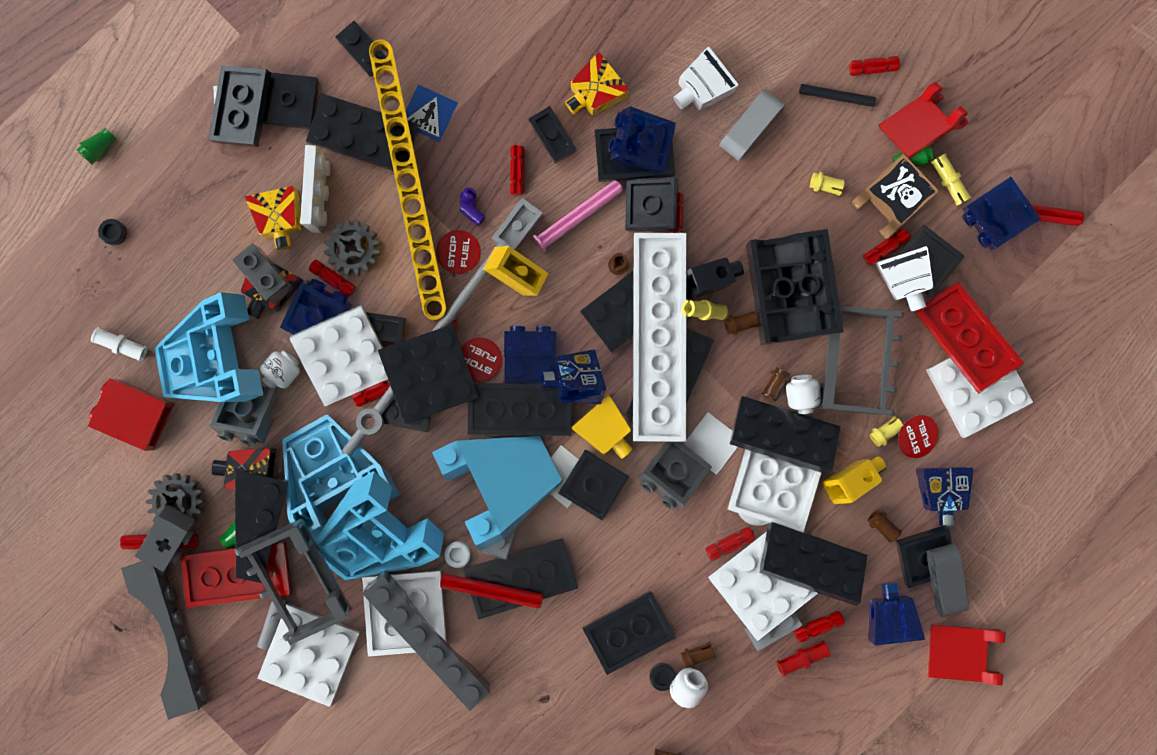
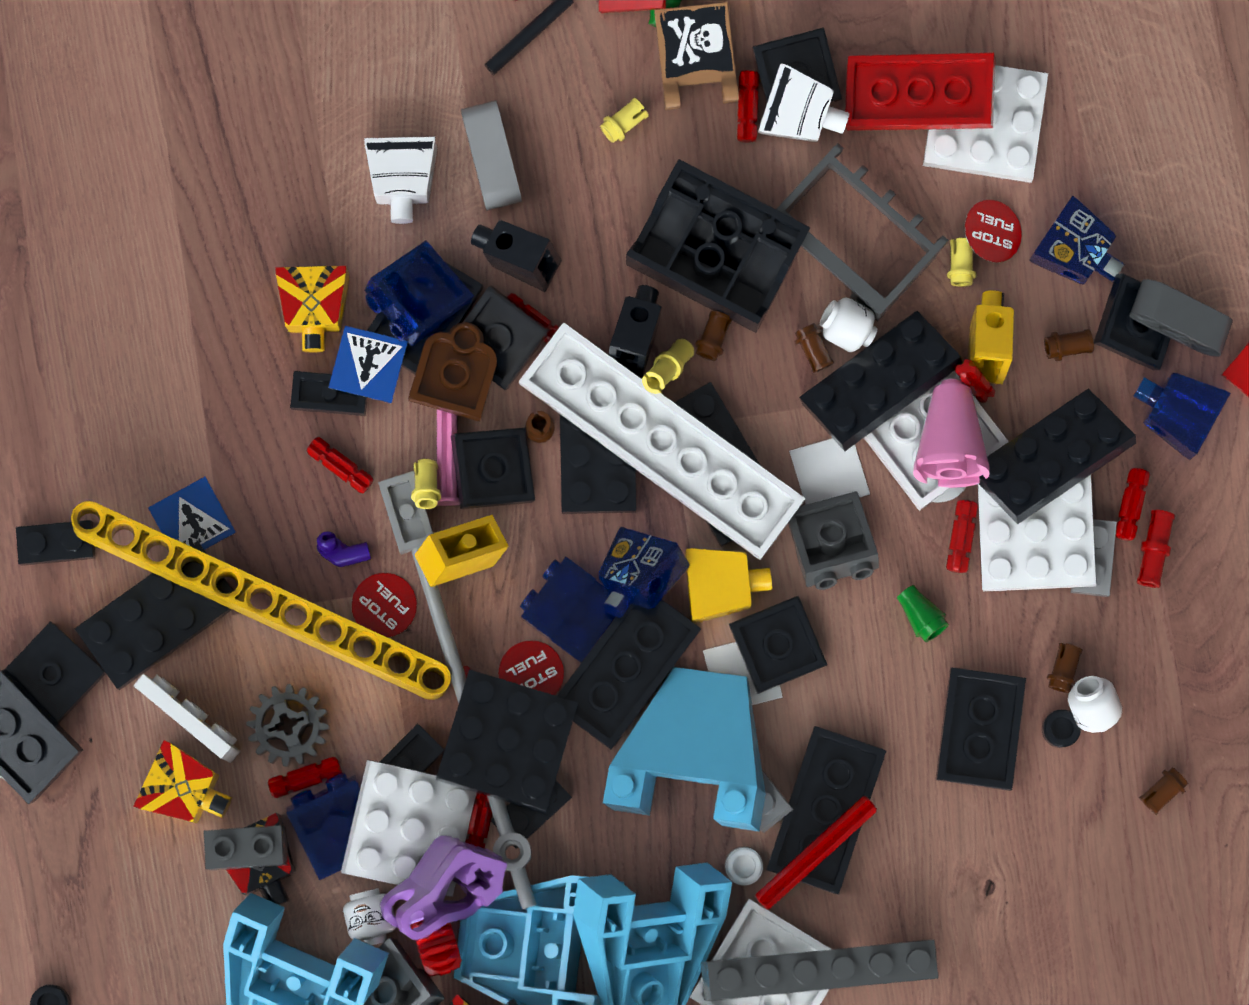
camera: 55 degrees left, 5 degrees down
(290, 416) = (438, 951): none -> red gear
(338, 389) = (446, 860): none -> medium lavender piece
(534, 227) = (426, 492): none -> light yellow pin
(576, 255) = (492, 468): none -> black plate
(583, 143) = (368, 364): none -> blue sticker
(613, 194) = (455, 372): none -> reddish brown plate
(669, 554) = (922, 614): none -> green cone
(707, 180) = (518, 253): none -> black torso
(781, 500) = (951, 439): none -> bright pink cone
(824, 488) = (975, 379): none -> red axle

